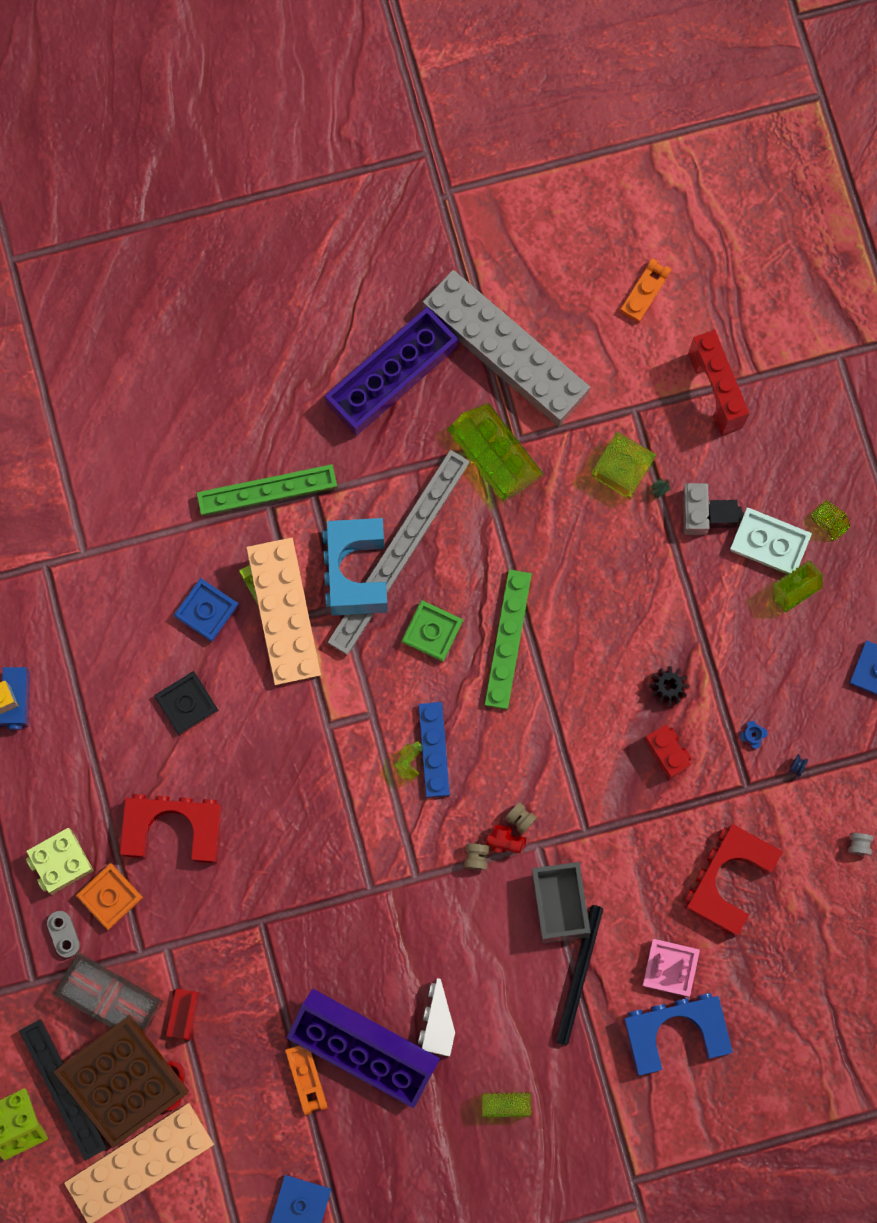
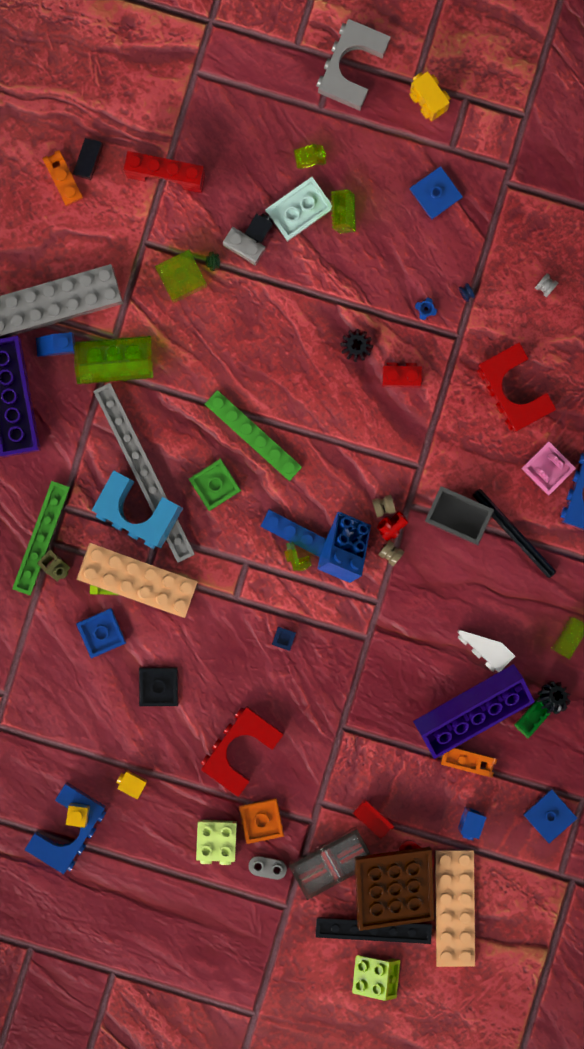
camera: 60 degrees left, 10 degrees up
(67, 737) = (131, 784): none -> yellow brick
(241, 1121) = (471, 823): none -> blue brick
(246, 519) = (57, 568): none -> olive brick
(316, 800) = (284, 638): none -> dark blue plate
(396, 1119) = (532, 719): none -> green plate
(422, 1127) = (554, 697): none -> black gear
(451, 804) = (345, 548): none -> blue slope
(474, 385) = (55, 344): none -> blue slope
(681, 303) = (88, 158): none -> black slope

